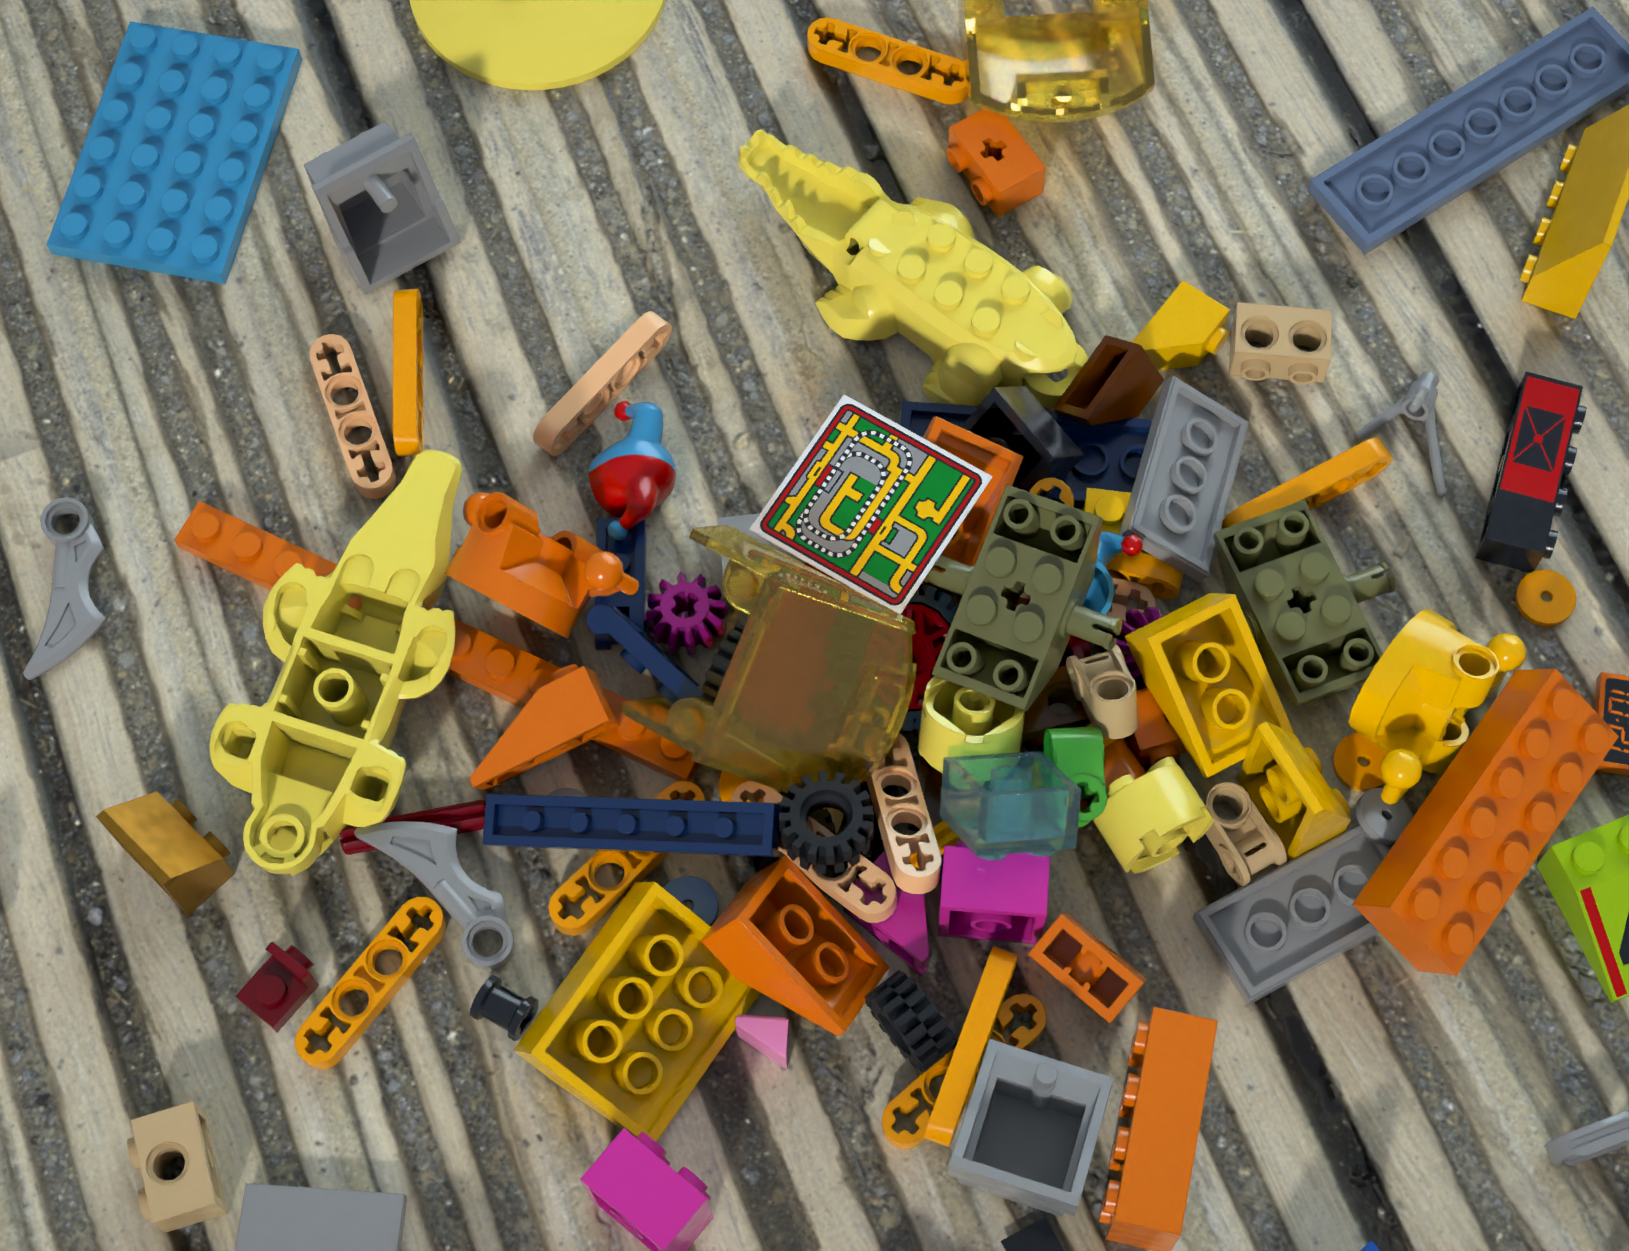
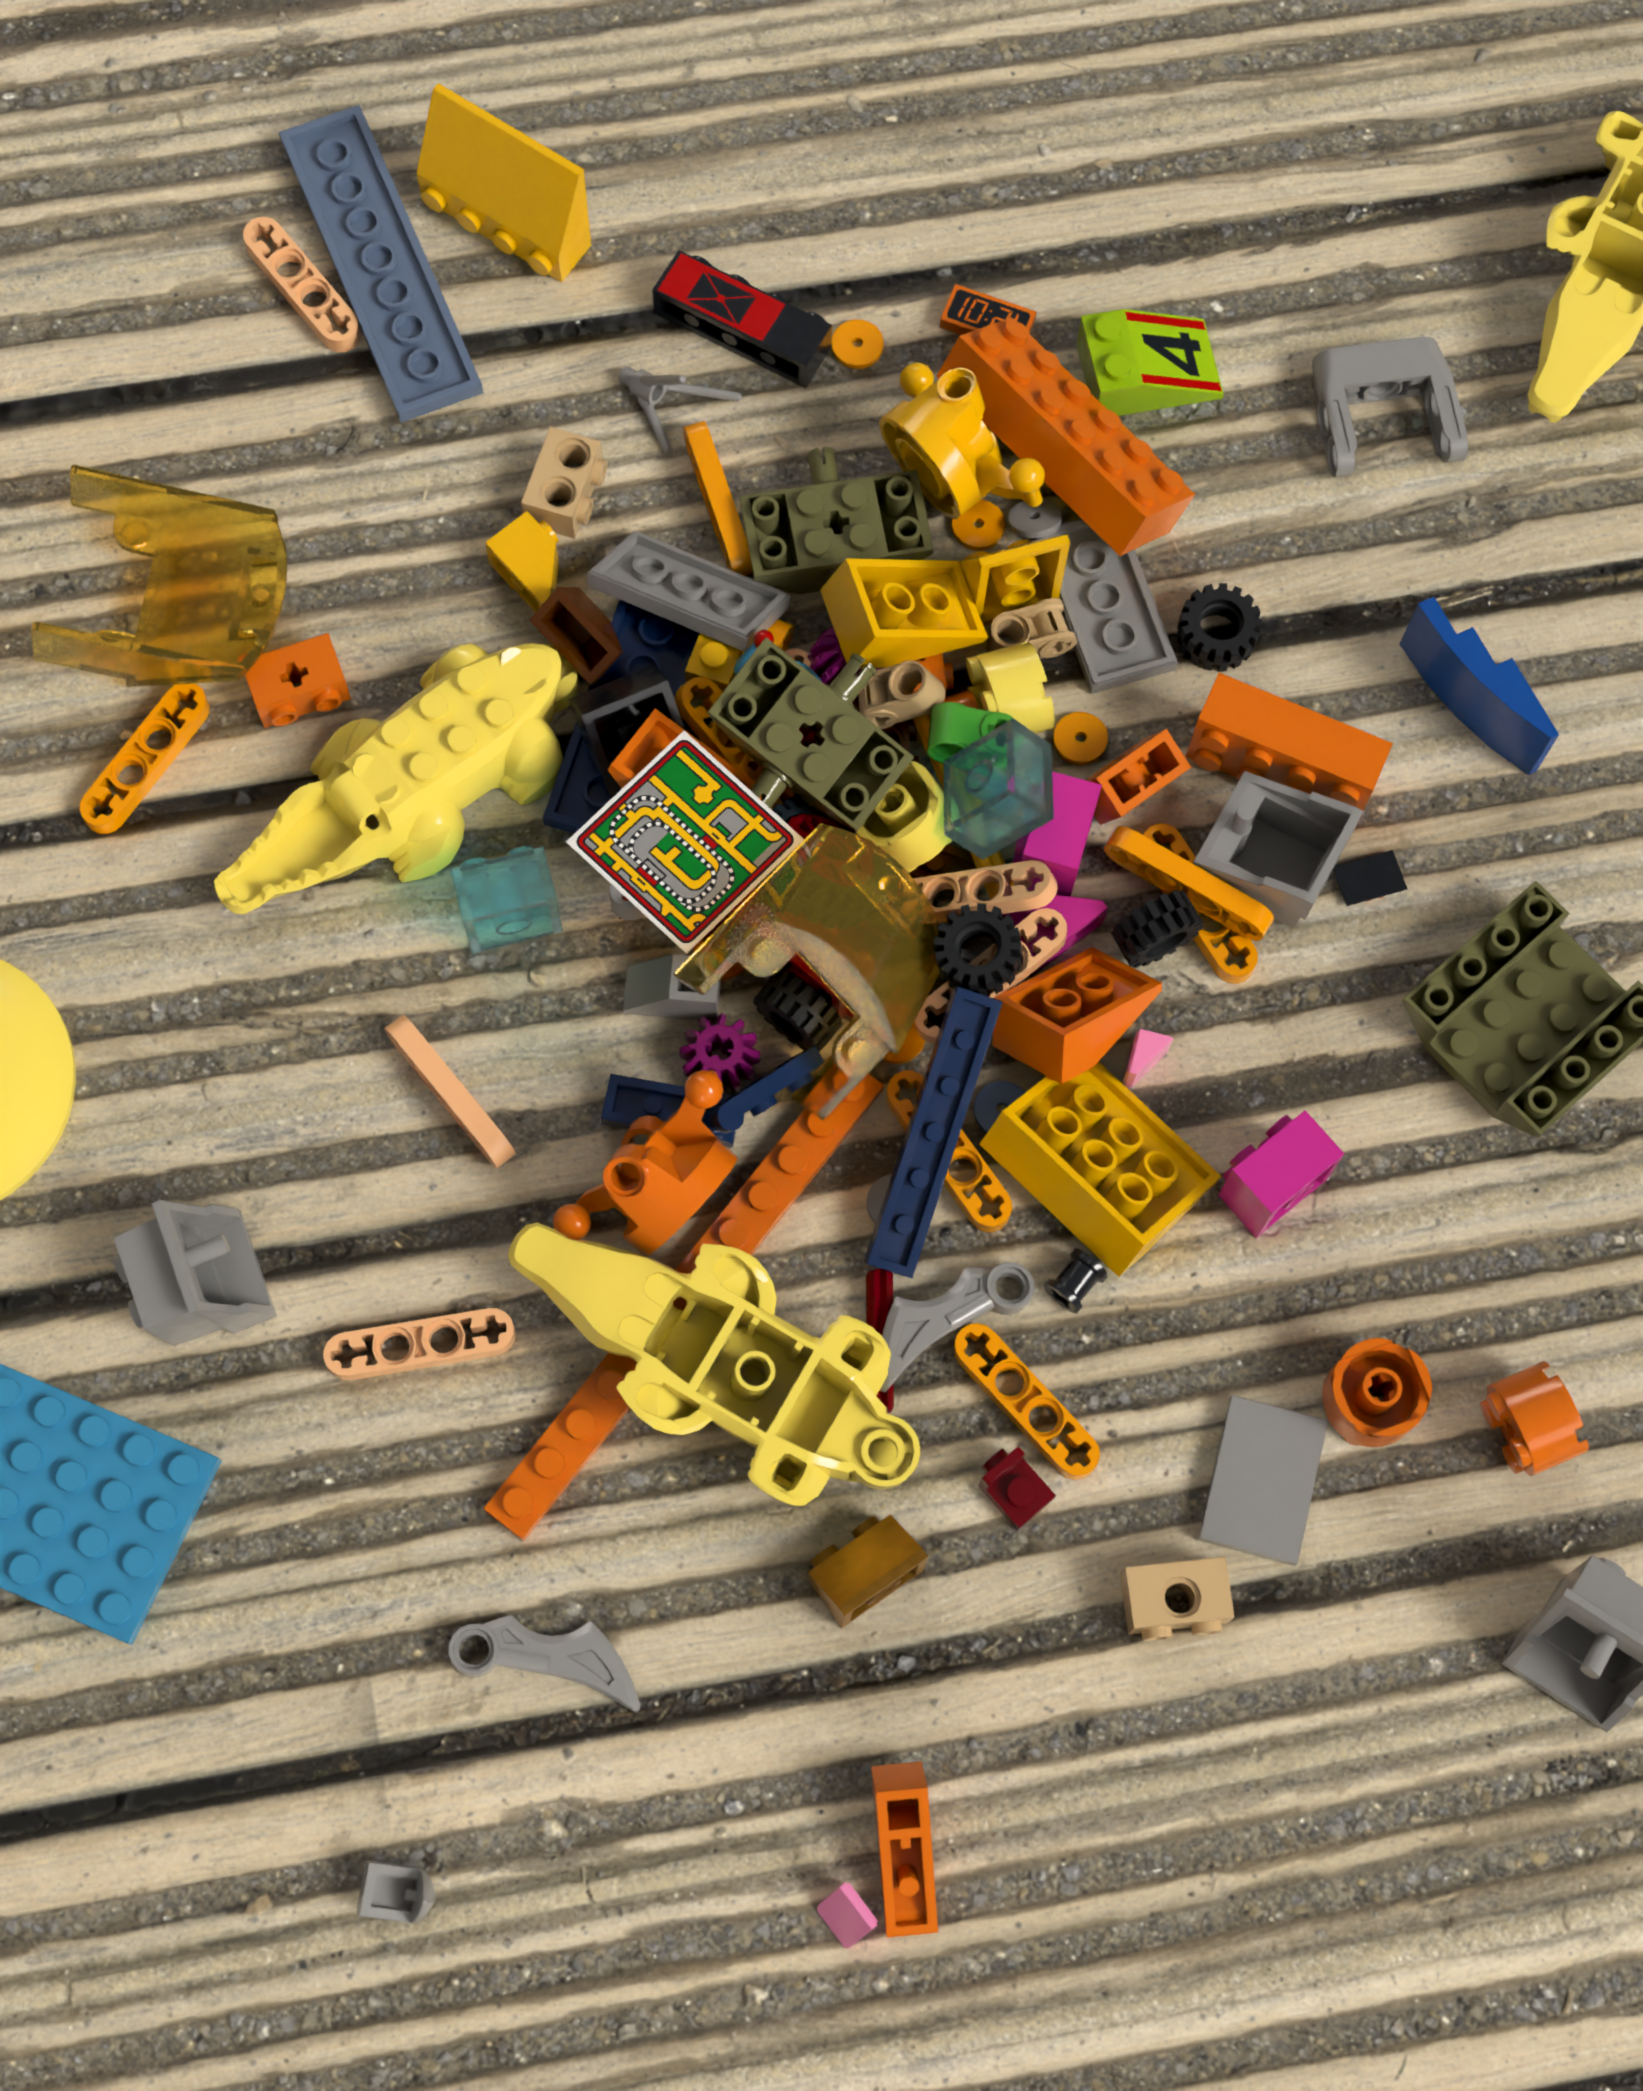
camera: 85 degrees left, 5 degrees up
(408, 372) = (387, 1278): light orange beam -> none
(551, 723) = (815, 1186): orange slope -> none
(635, 471) = (558, 1074): red piece -> none
(798, 376) = (507, 899): none -> clear light blue brick
(1137, 898) = (1080, 724): none -> light orange wheel
(1321, 1011) = (1225, 604): none -> black tyre
(1428, 67) = (301, 284): none -> light nougat beam

